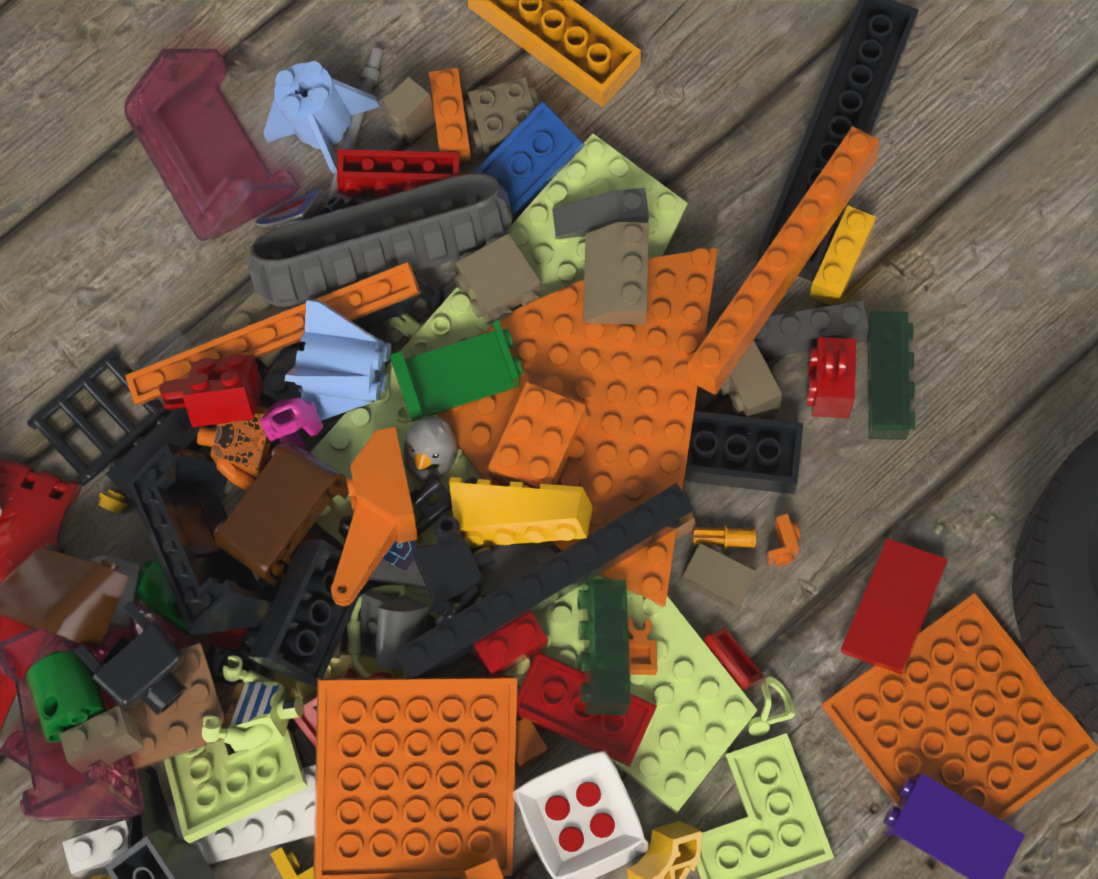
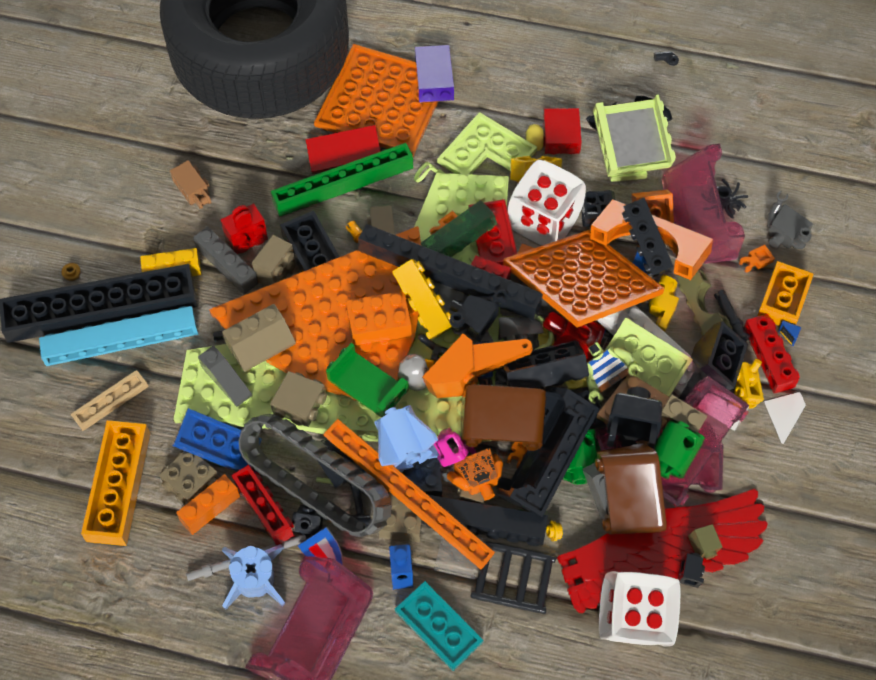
camera: 130 degrees left, 10 degrees down
(104, 289) = (438, 626): none -> teal plate
(203, 284) = (401, 565): none -> blue torso
(216, 390) = (468, 492): red brick -> none
(408, 111) = (220, 523): dark tan brick -> none
(683, 82) = (109, 400): none -> tan plate
(733, 658) = (417, 199): red tile -> none
(772, 140) = (118, 335): none -> medium azure brick
(783, 261) = (197, 268): orange brick -> none
(787, 534) = (344, 207): orange bracket -> none
(835, 569) = (342, 179): none -> green brick
(889, 376) = (214, 211): clear green brick -> none
(919, 139) = (71, 276): none -> pearl gold plate
(969, 357) = (190, 184): none -> medium nougat brick

